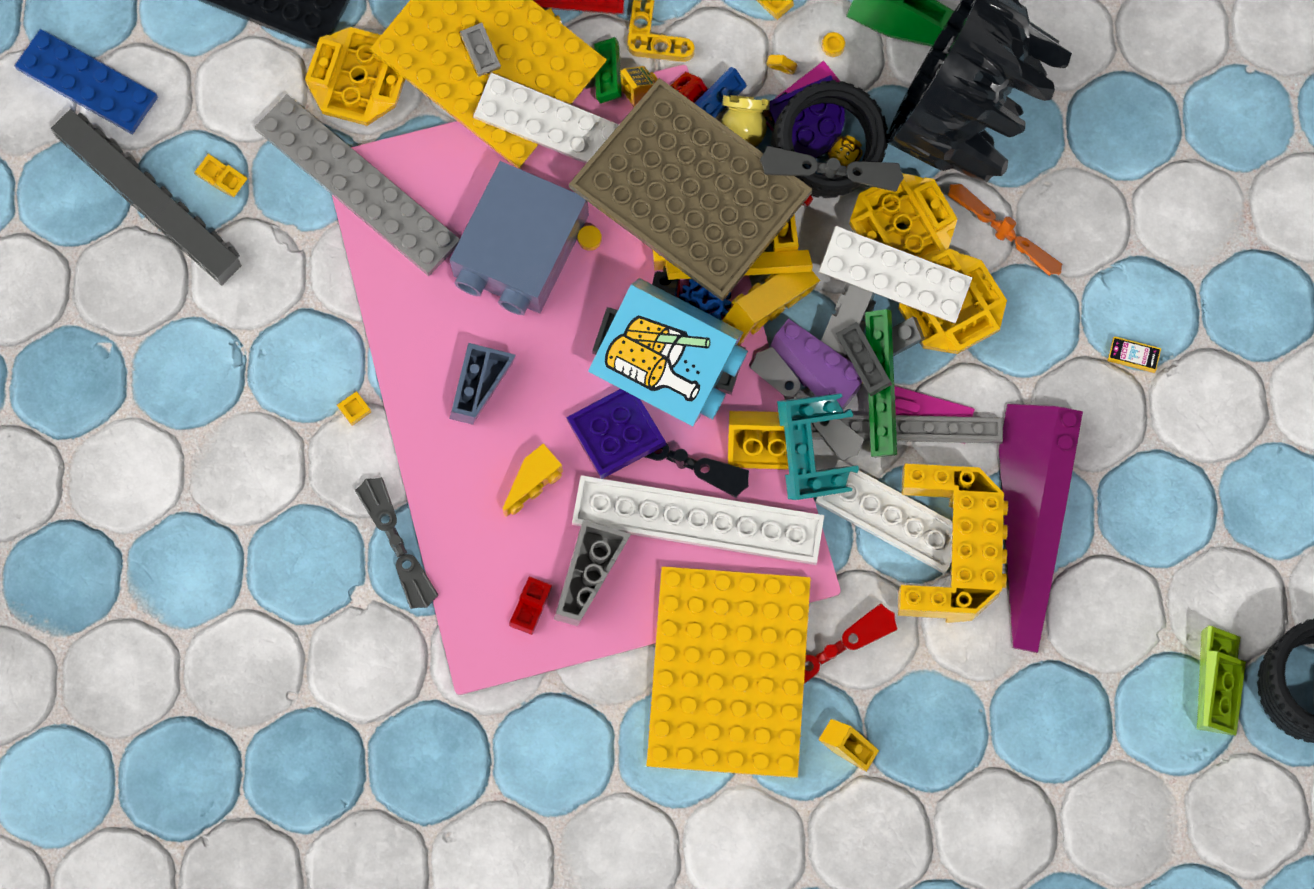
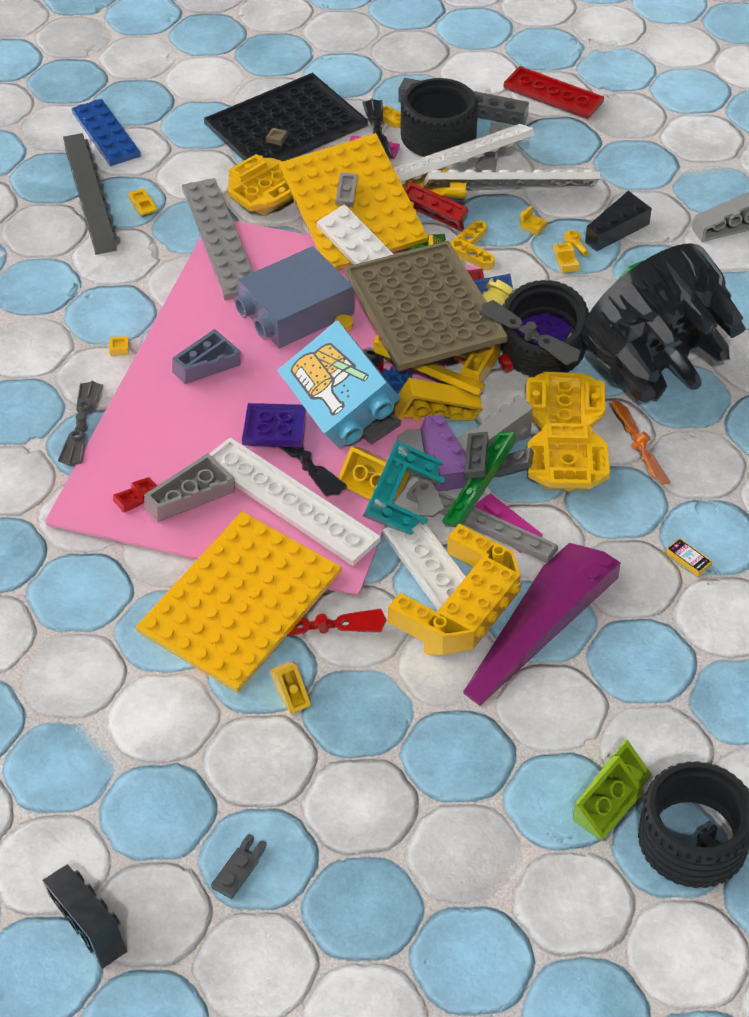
camera: 30 degrees right, 25 degrees down
(534, 474) = (197, 424): yellow slope -> none
(833, 44) = (591, 298): yellow tile -> none
(895, 274) = (535, 417): white plate -> none

